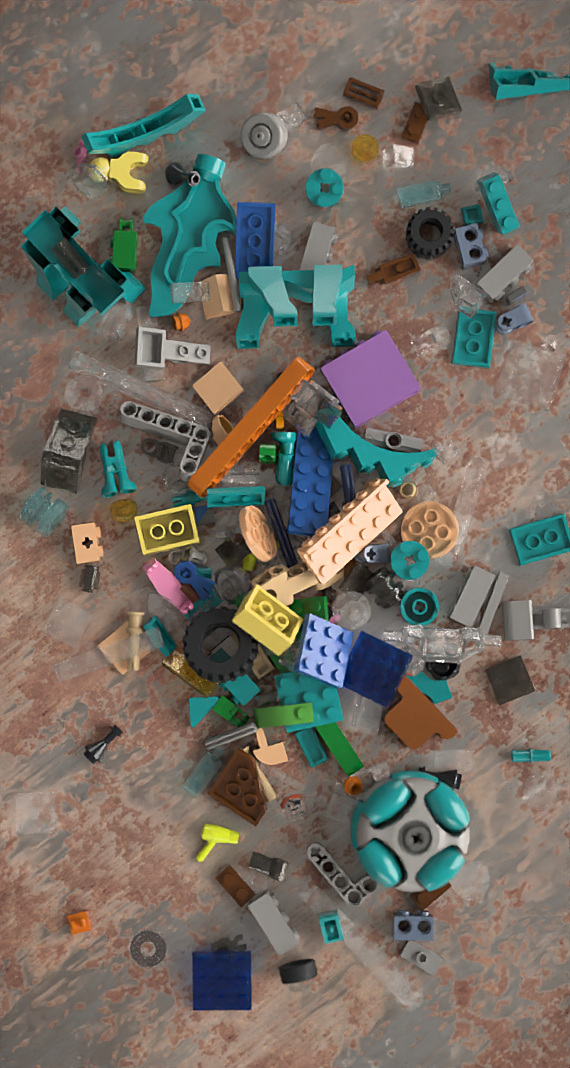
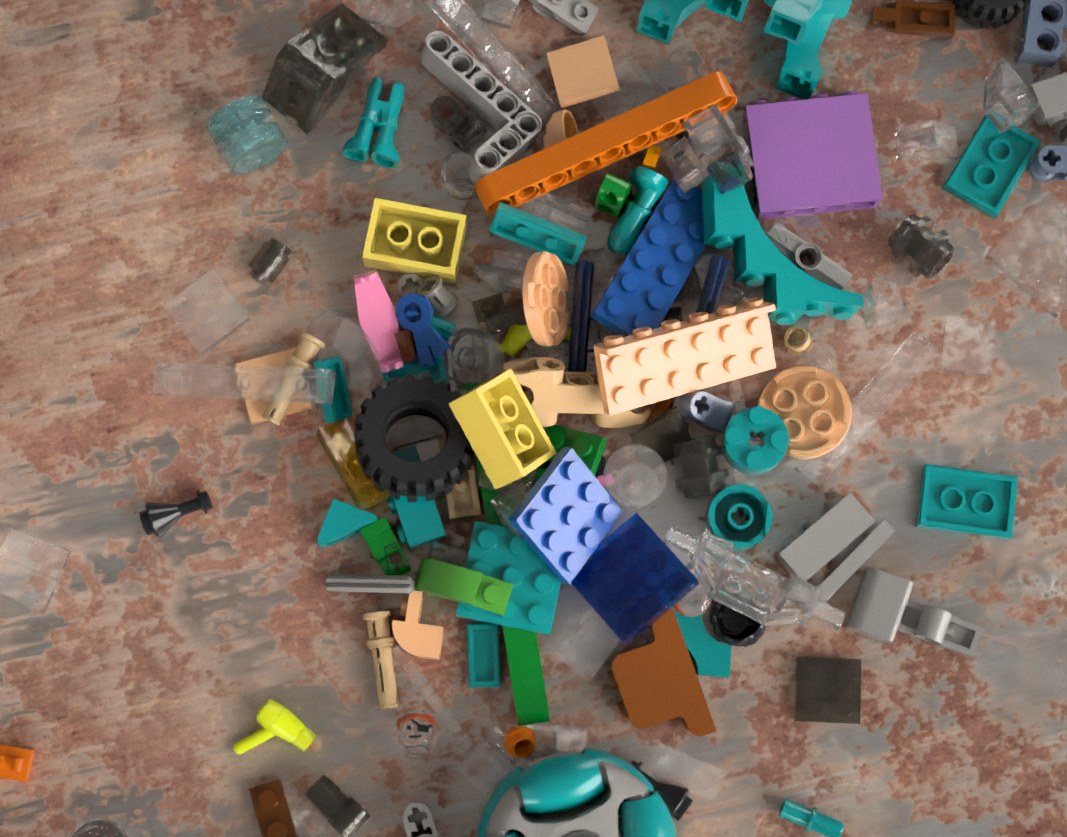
camera: 15 degrees right, 5 degrees down
(80, 535) = (287, 192): light nougat brick -> none
(123, 510) = (364, 185): clear yellow plate -> none
(189, 498) = (474, 211): teal pin -> none
(203, 773) = (304, 621): clear light blue hinge -> none
(204, 515) = (479, 245): tile -> none
(241, 788) = (349, 668): reddish brown plate -> none
(330, 593) = (614, 441): clear smoke plate -> none
(454, 405) = (921, 246): none -> clear smoke piece

